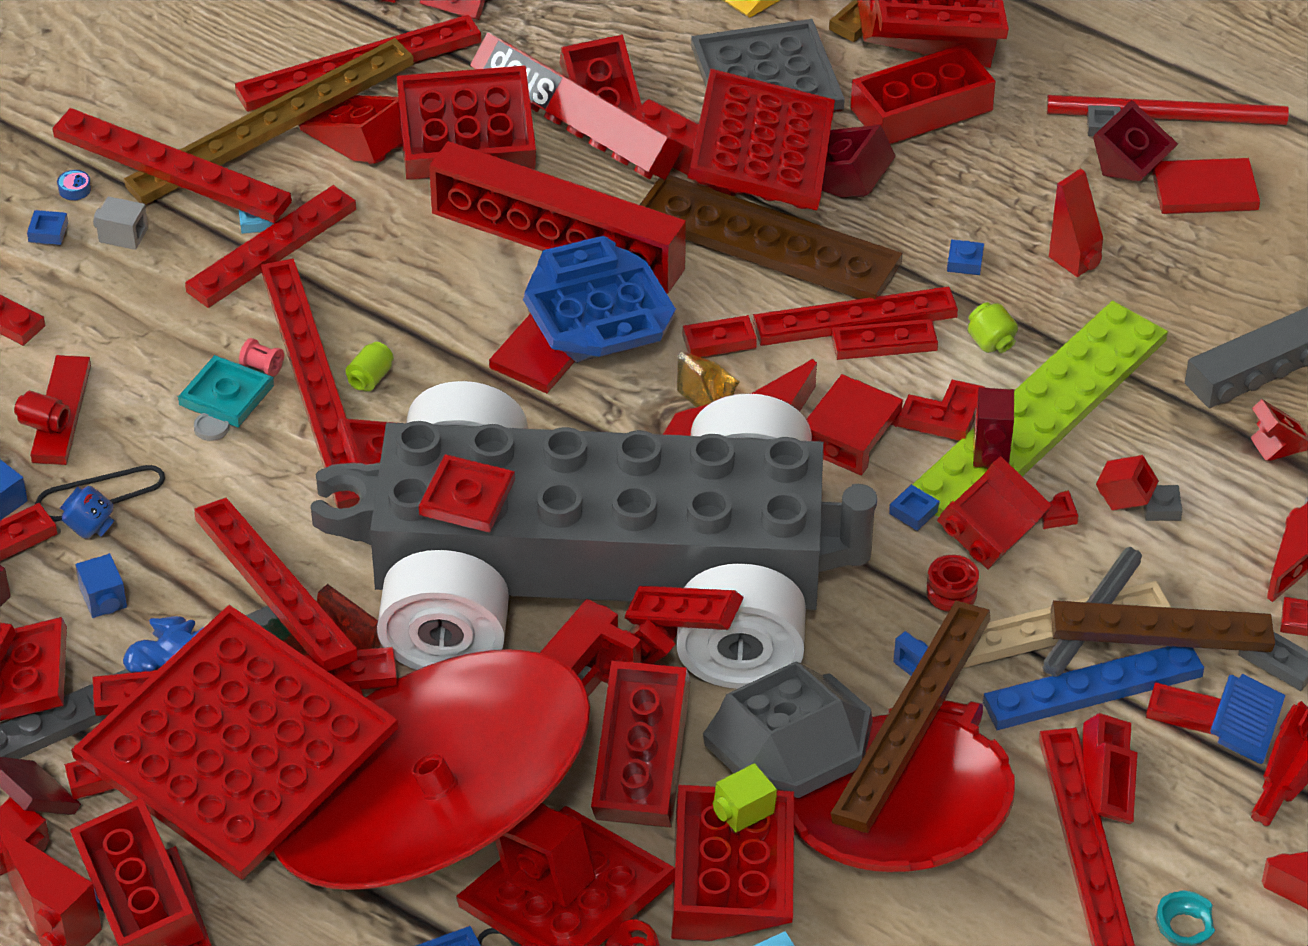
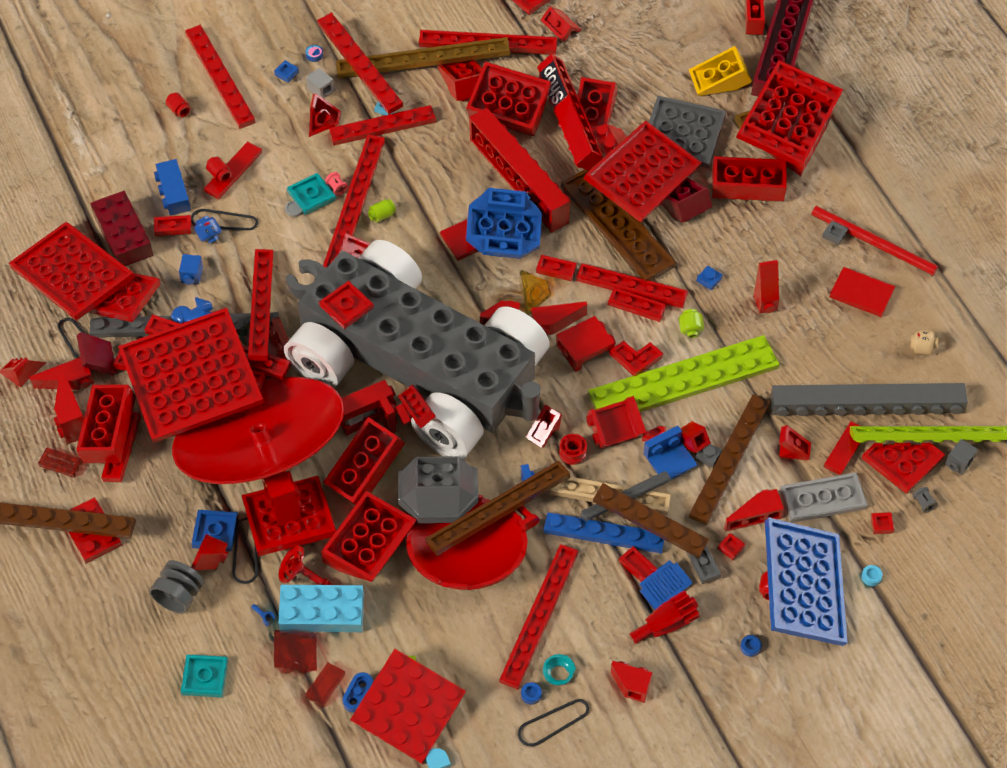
camera: 30 degrees right, 10 degrees up
(160, 267) = (322, 115): none -> red slope
(744, 798) = (386, 512): lime brick -> none
(885, 567) = (547, 422): none -> slope
(914, 507) = (584, 401): blue plate -> none
(993, 426) = (641, 379): dark red brick -> none
(1104, 528) = (668, 453): none -> blue bracket
(1110, 767) = (576, 579): red slope -> none
(1131, 144) = (836, 252): dark red slope -> none
(1199, 498) = (729, 459): none -> reddish brown plate

